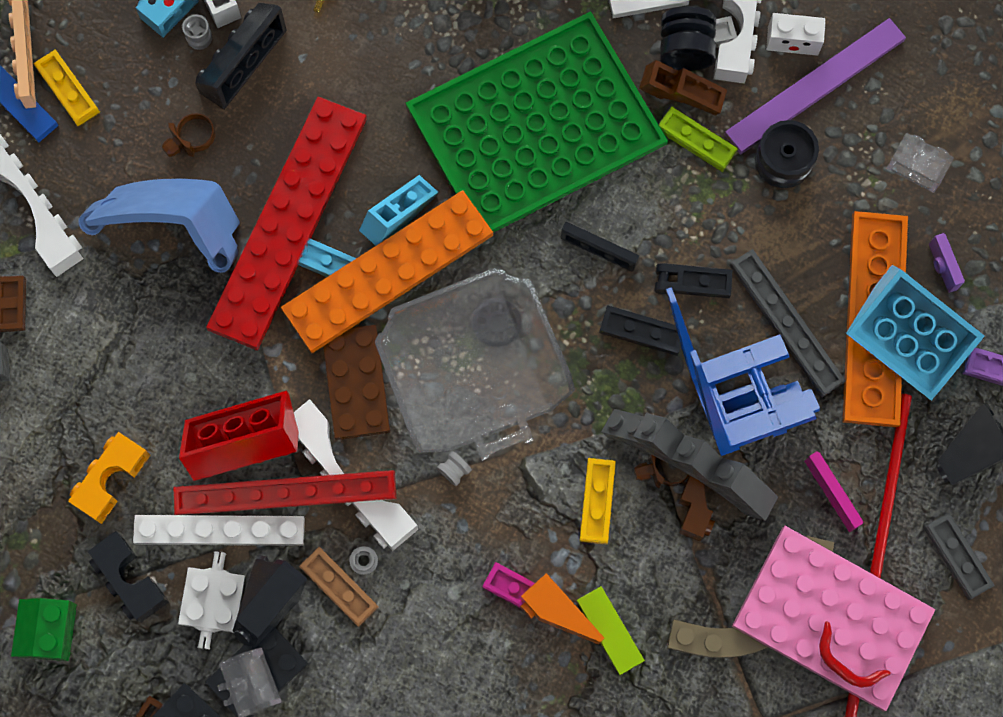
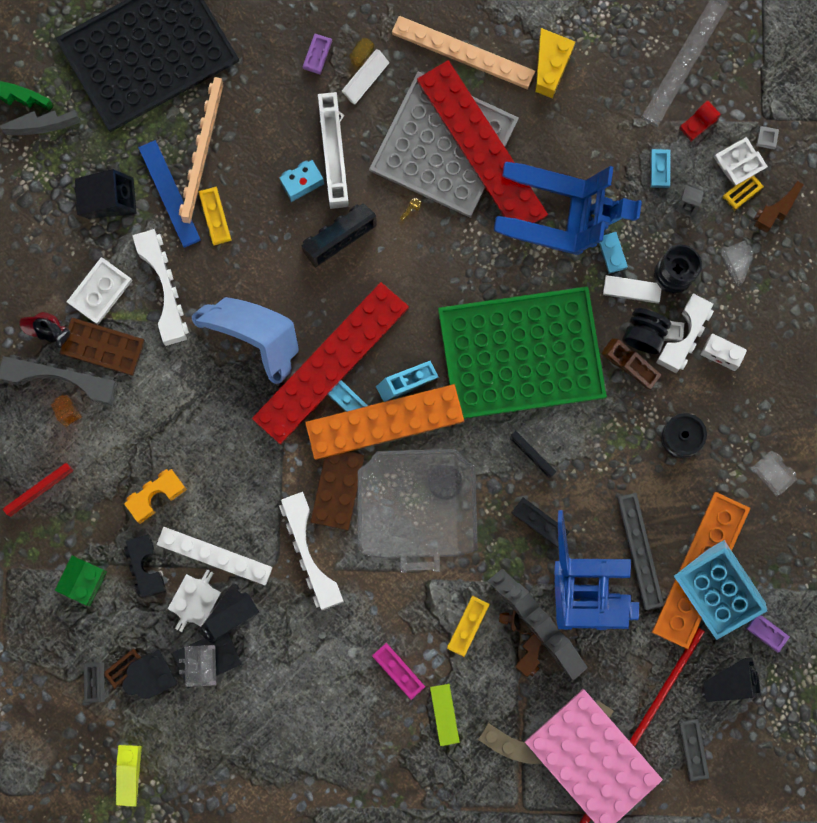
camera: 20 degrees right, 5 degrees up
(173, 146) = (272, 283): reddish brown piece -> none
(194, 26) = (312, 205): light grey wheel -> none
(239, 436) = (248, 499): red slope -> none
(285, 492) = (265, 548): red tile -> none
(339, 587) = (279, 621): medium nougat tile -> none
(357, 554) = (294, 610): light grey plate -> none
(454, 468) = (381, 571): light grey wheel -> none
(554, 608) = (411, 685): orange slope -> none
(694, 280) = (588, 500): black plate -> none
(697, 139) = (628, 402): lime tile -> none
(816, 85) = (724, 392): medium lavender tile -> none
(834, 491) = (626, 677): dark pink tile -> none
(842, 670) = (583, 796): red animal -> none
(946, 263) = (763, 549): medium lavender plate -> none

